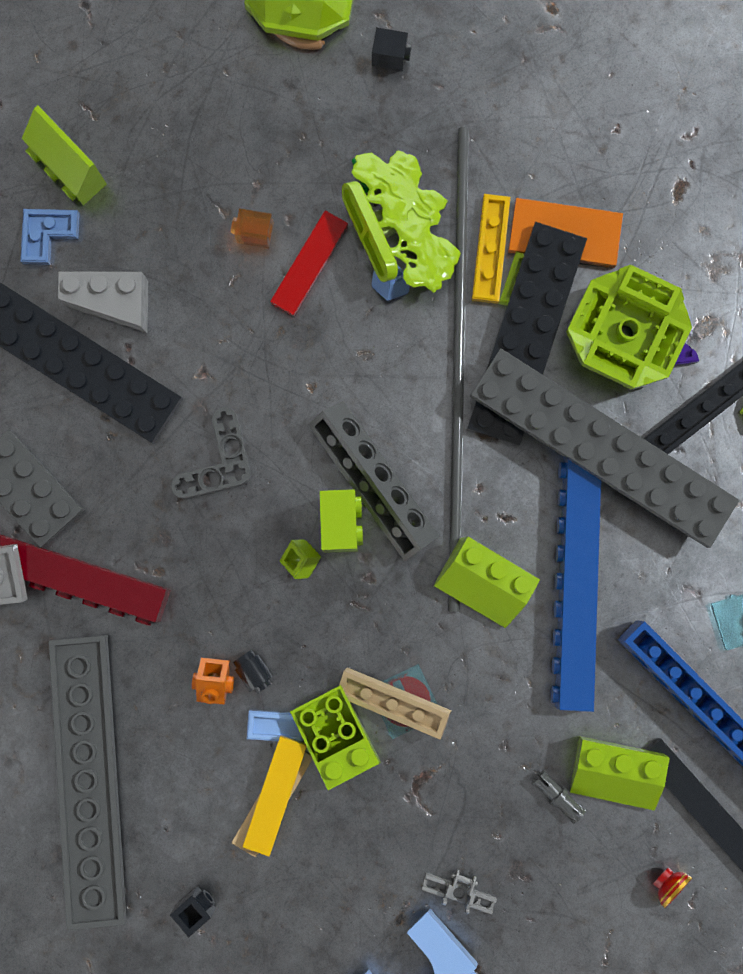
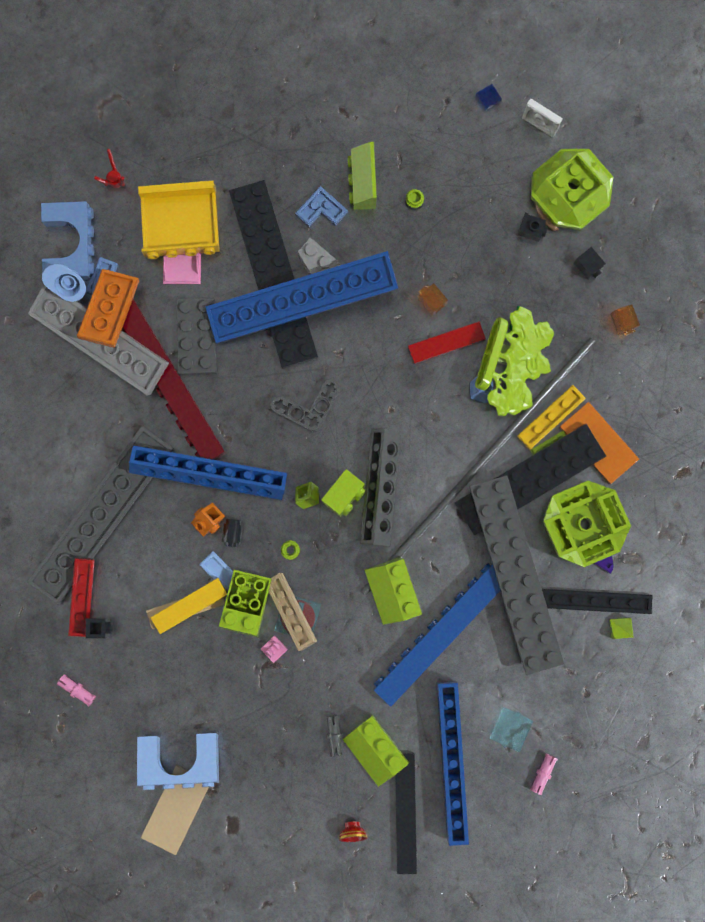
camera: 45 degrees right, 0 degrees up
(106, 344) = (302, 297): none -> blue plate
(140, 137) = (414, 198): none -> lime plate
(142, 891) = (81, 596): none -> red tile
(165, 630) = (207, 472): none -> blue brick
(292, 69) = (528, 232): none -> black brick
(333, 644) = (285, 545): none -> lime plate
(410, 759) = (274, 649): none -> bright pink tile
(452, 885) = (240, 733): light grey piece -> none
(480, 78) = (625, 320): none -> clear orange brick

